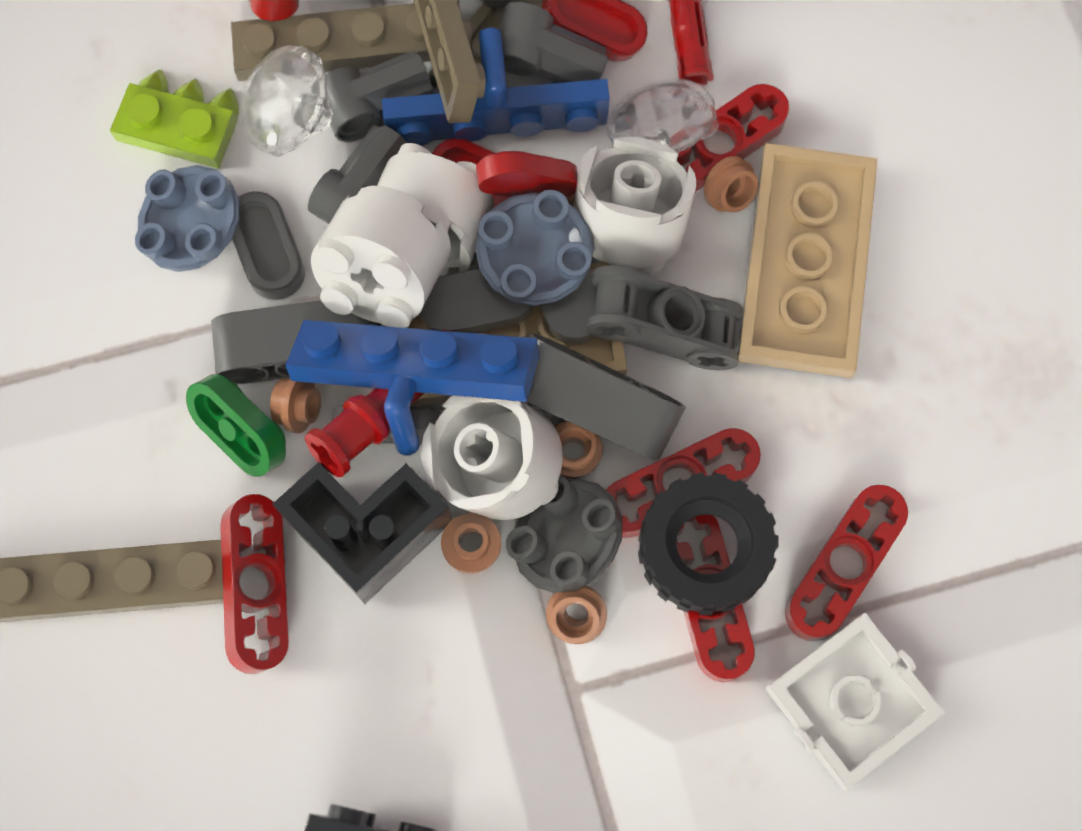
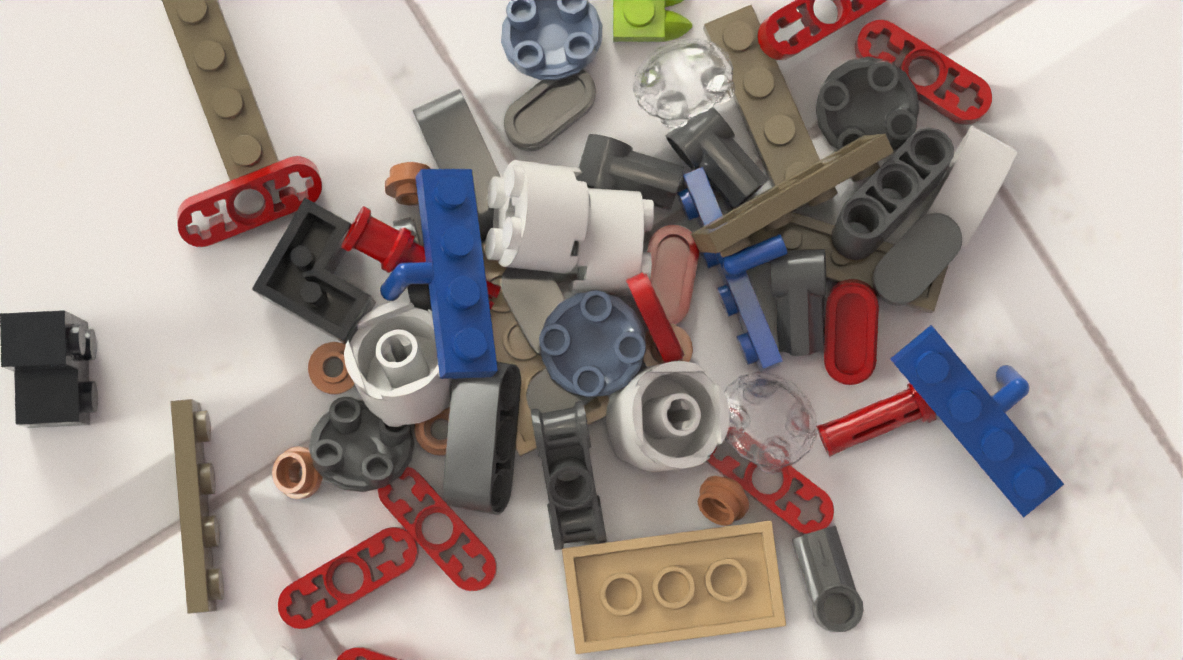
camera: 75 degrees right, 10 degrees up
(236, 425) = (369, 154): green plate -> none
(610, 744) = (194, 484): none -> dark tan plate
(719, 498) = (339, 556): black tyre -> none
(838, 108) = (827, 573): none -> dark grey piece

